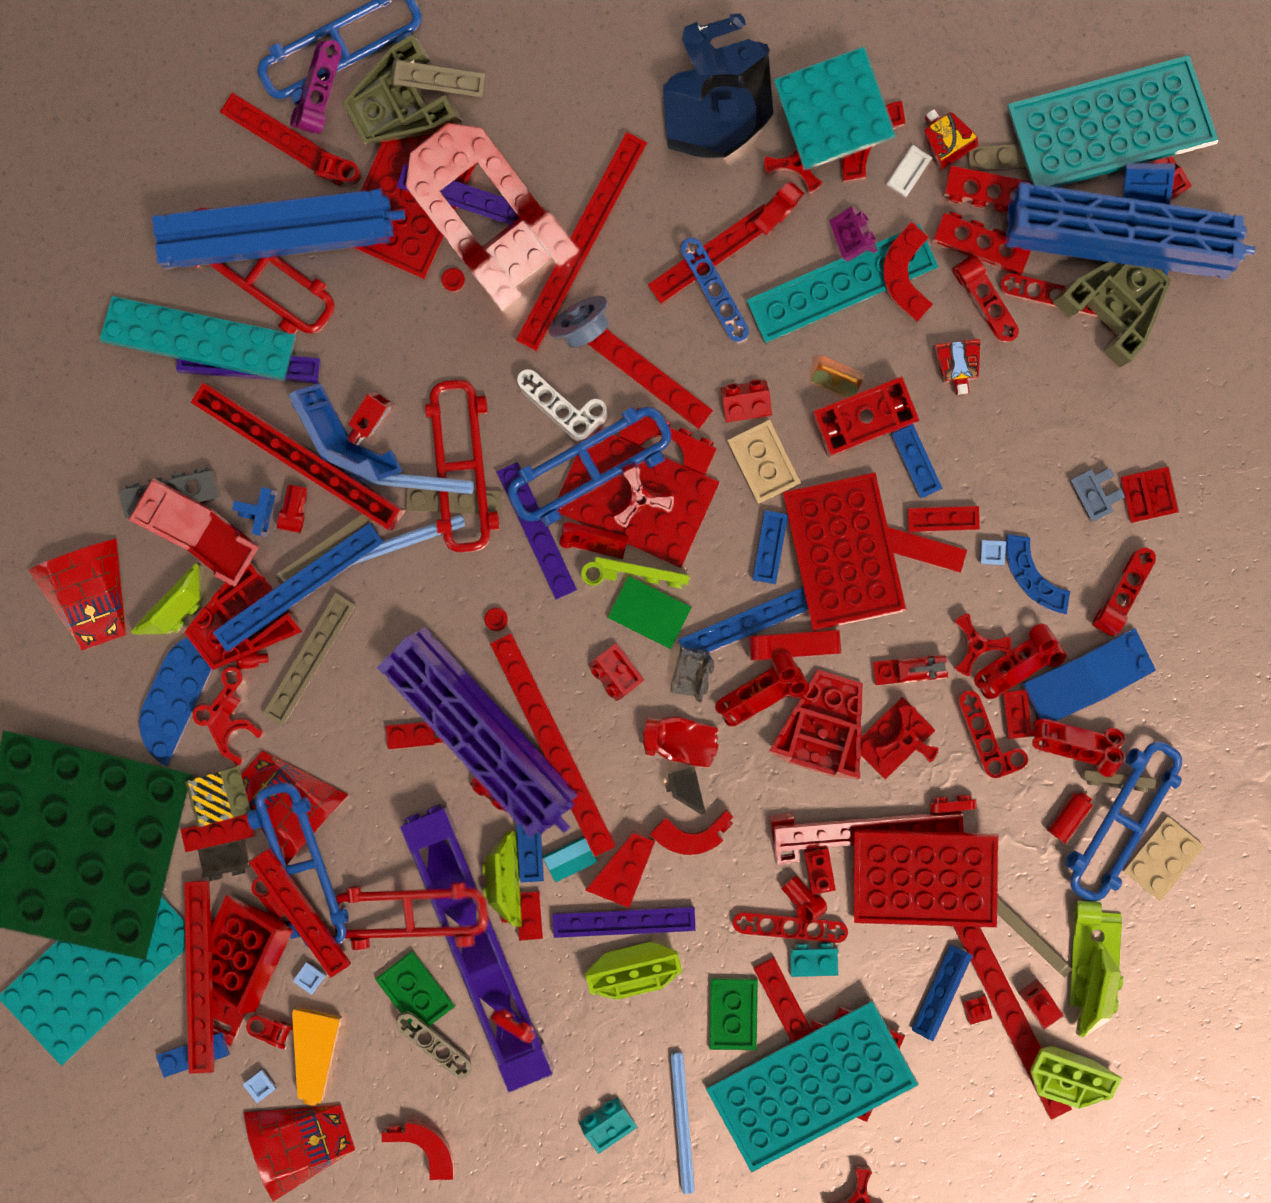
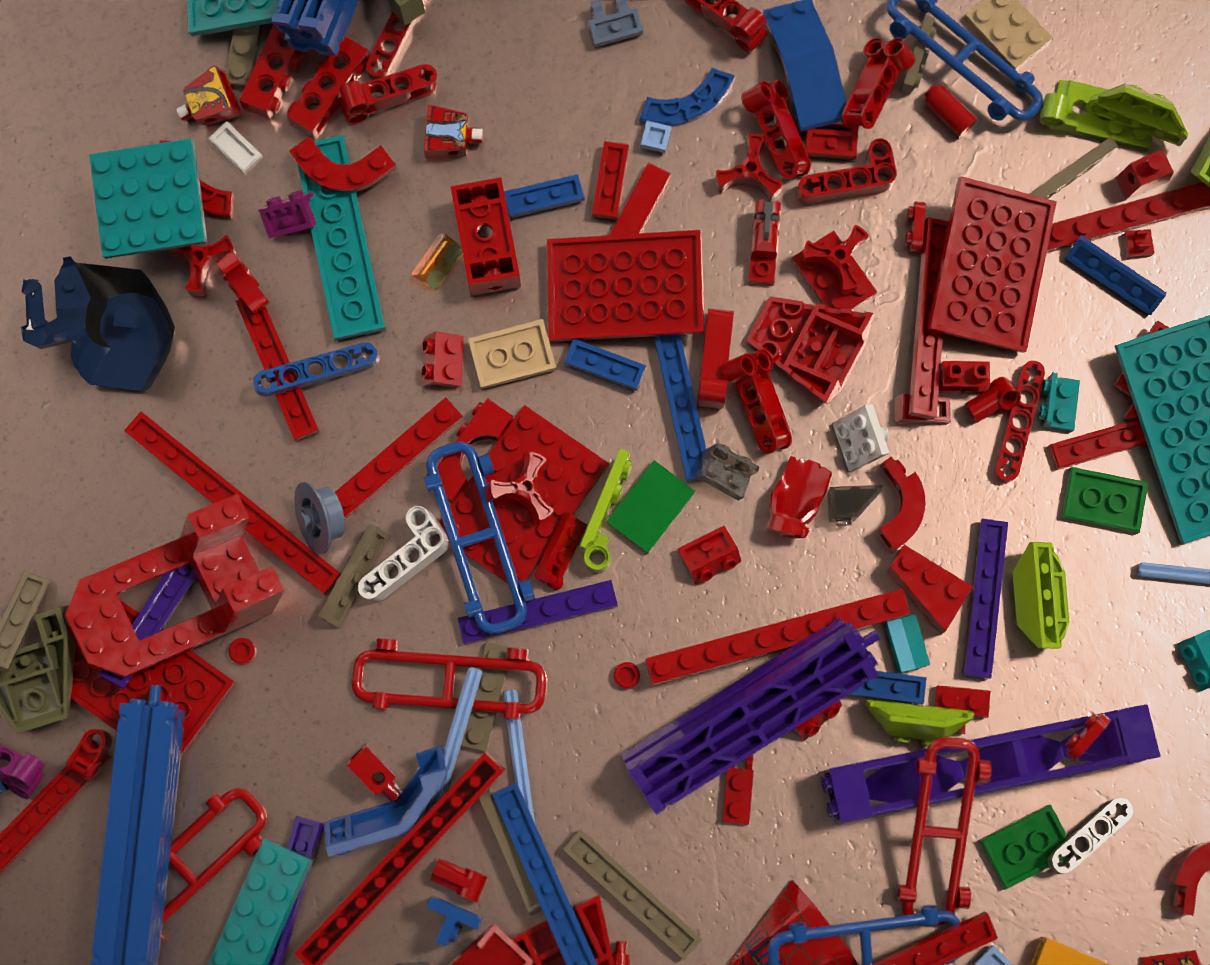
camera: 80 degrees left, 10 degrees down
(543, 365) = (358, 566): none -> dark tan plate
(745, 788) = (866, 437): none -> white plate

